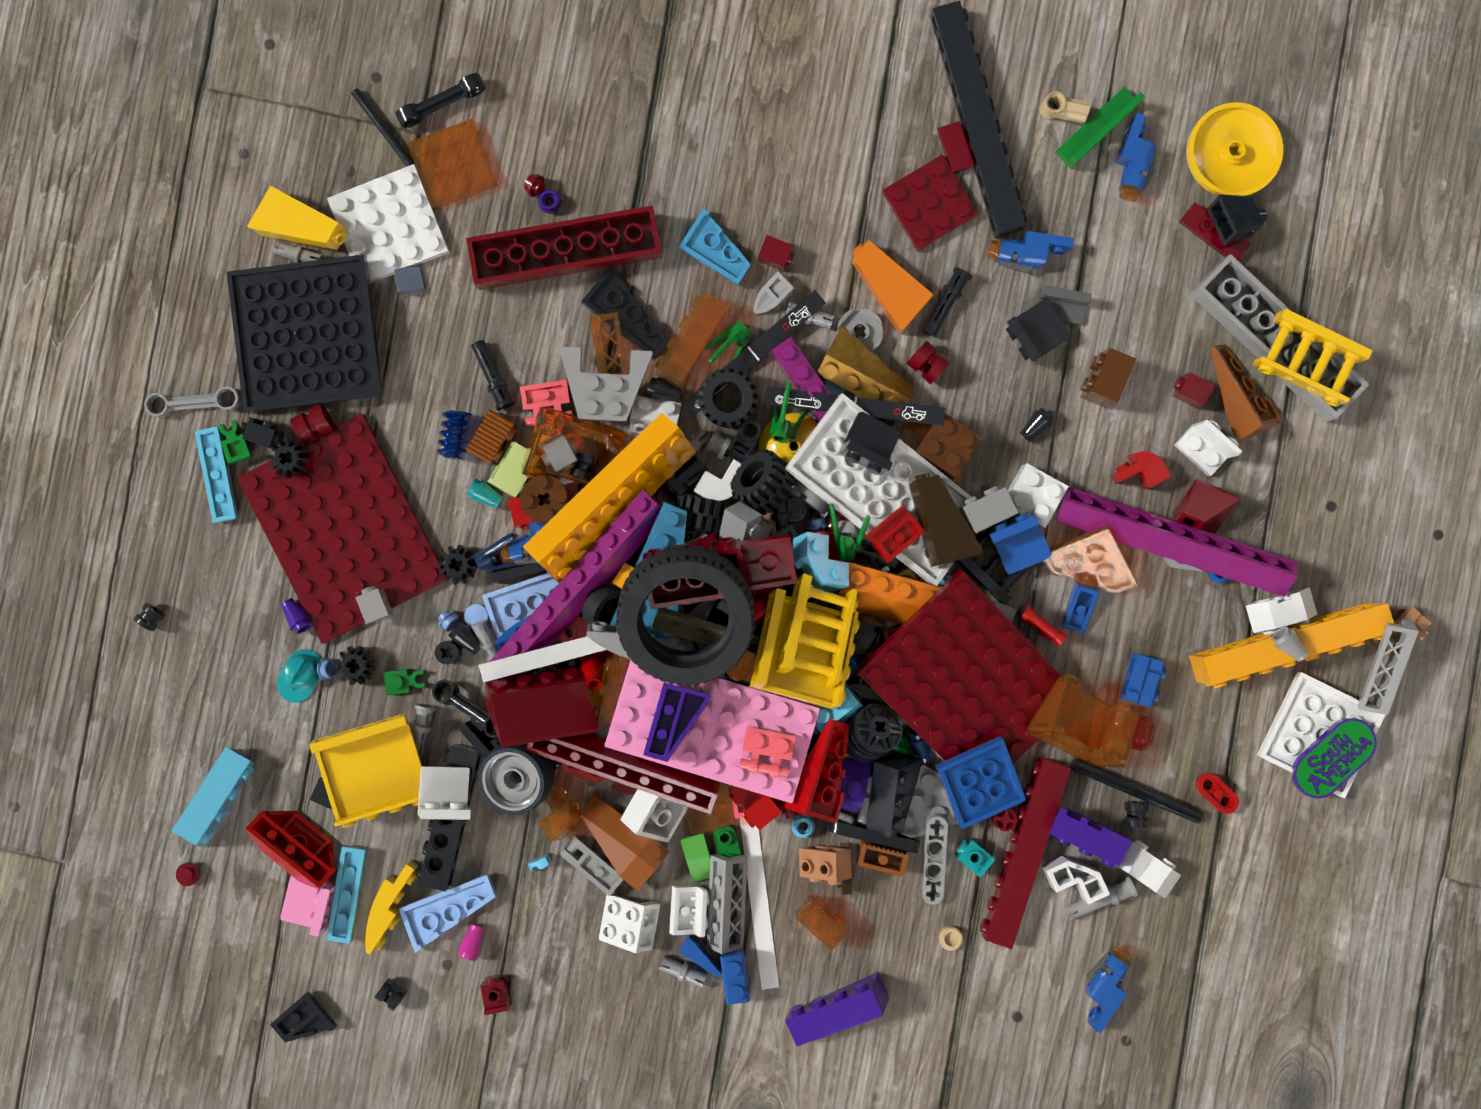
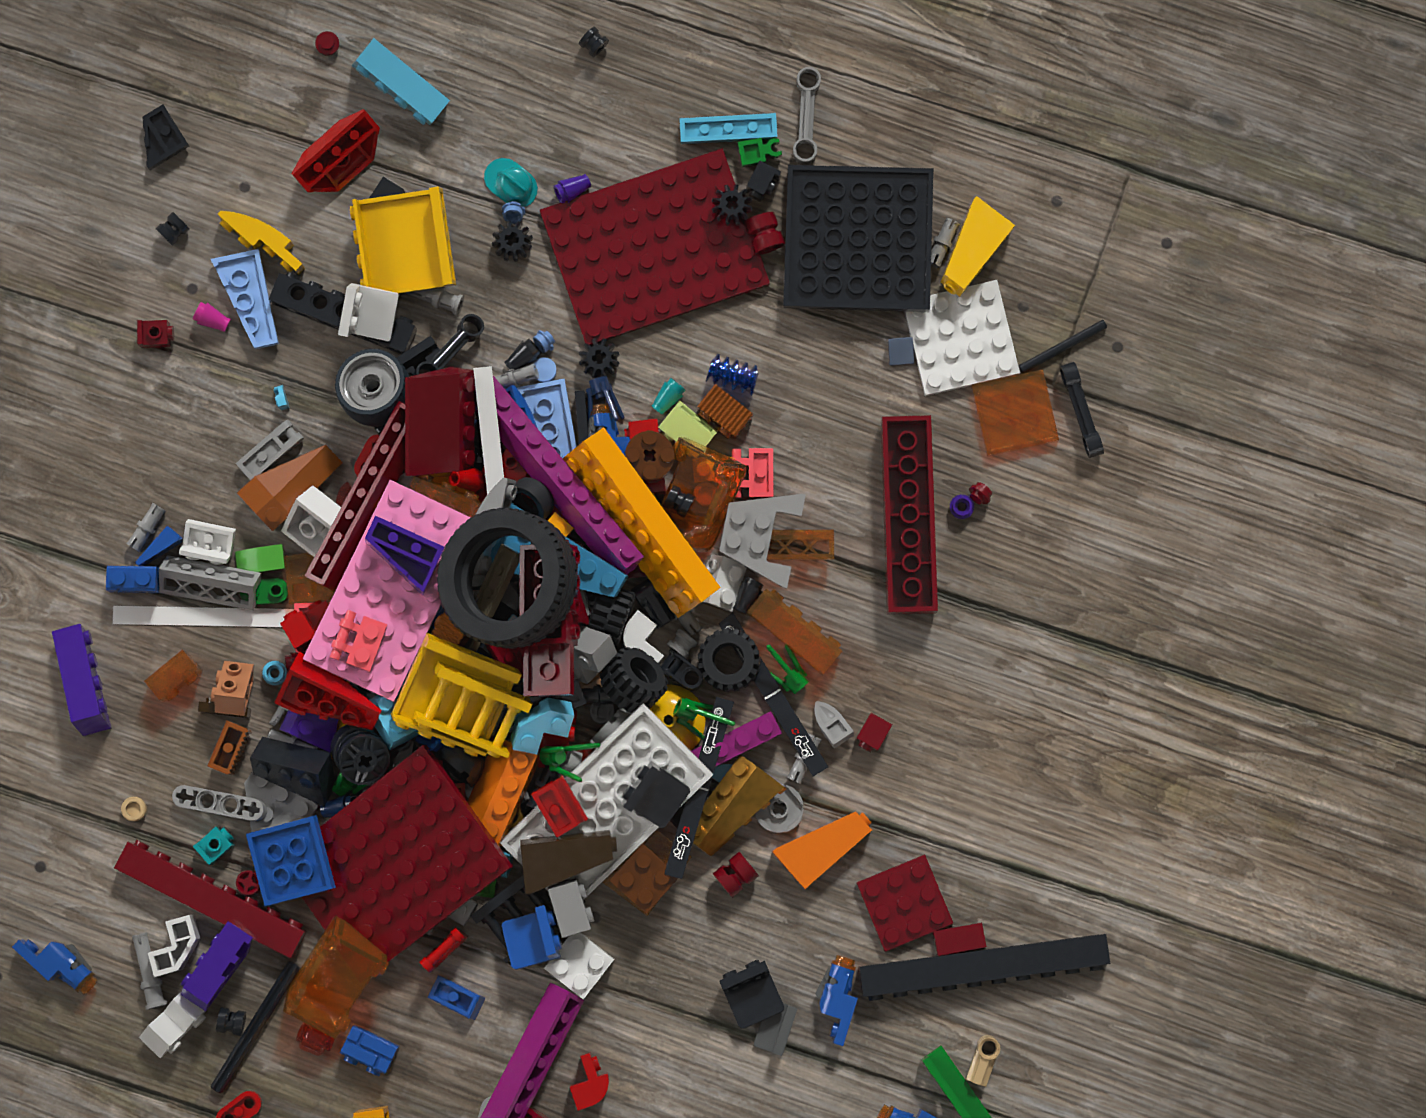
camera: 90 degrees right, 5 degrees down
(308, 905) = (276, 159): bright pink bracket -> none
(347, 894) = (281, 199): medium azure plate -> none
(374, 604) = (570, 269): light grey brick -> none
(400, 681) = (489, 282): green plate -> none
(450, 649) = (508, 338): black wheel -> none
(497, 386) = (818, 413): black pin -> none
(558, 452) = (696, 477): light grey brick -> none
(564, 815) = (326, 430): clear orange brick -> none
(613, 296) = (851, 557): black wing -> none
(629, 923) = (204, 480): white bracket -> none
(714, 249) = (887, 669): dark azure wing -> none
(816, 524) = (584, 733): medium blue plate -> none
(861, 833) = (258, 731): black beam -> none
(951, 291) = (807, 911): black pin -> none
(1037, 424) = (654, 980): black cone -> none
(1093, 561) = (502, 1015): clear orange plate -> none
(1107, 377) = (690, 1058): reddish brown brick -> none

